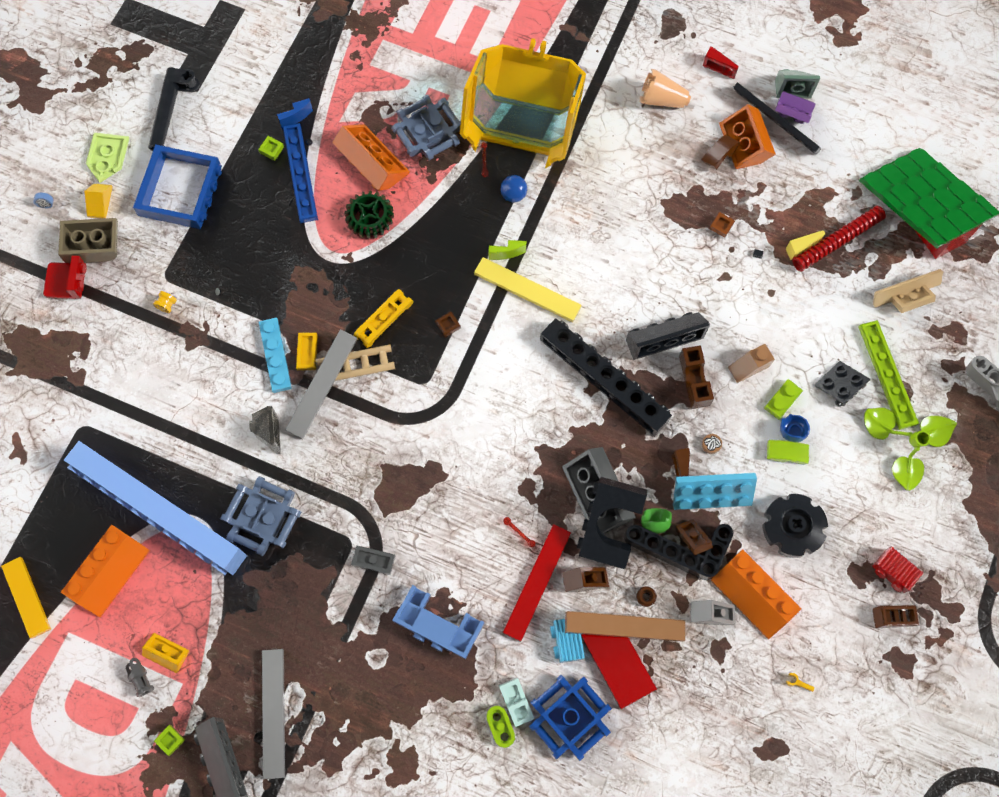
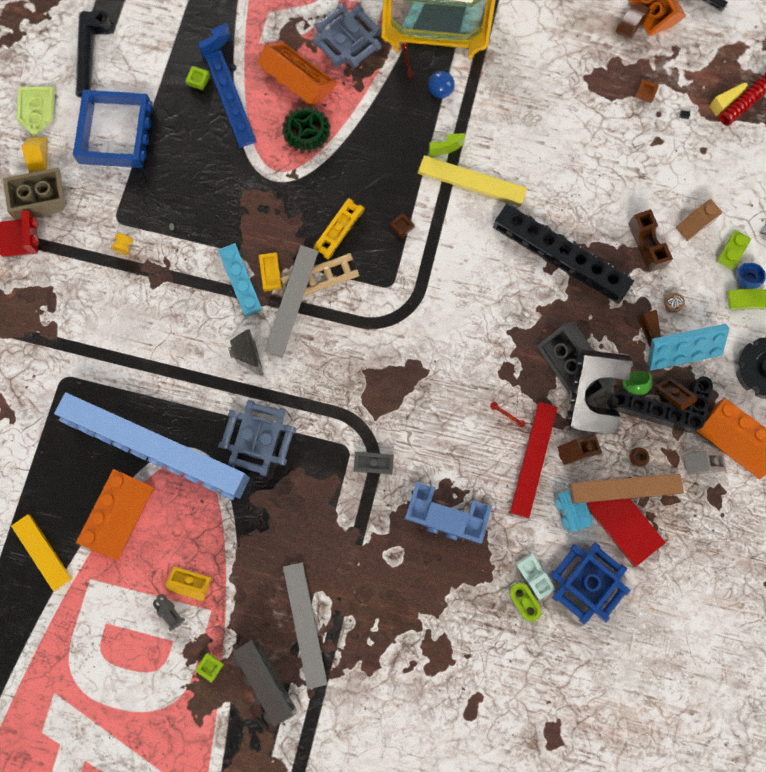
camera: 10 degrees left, 5 degrees up
(667, 335) = (615, 204): black slope -> none

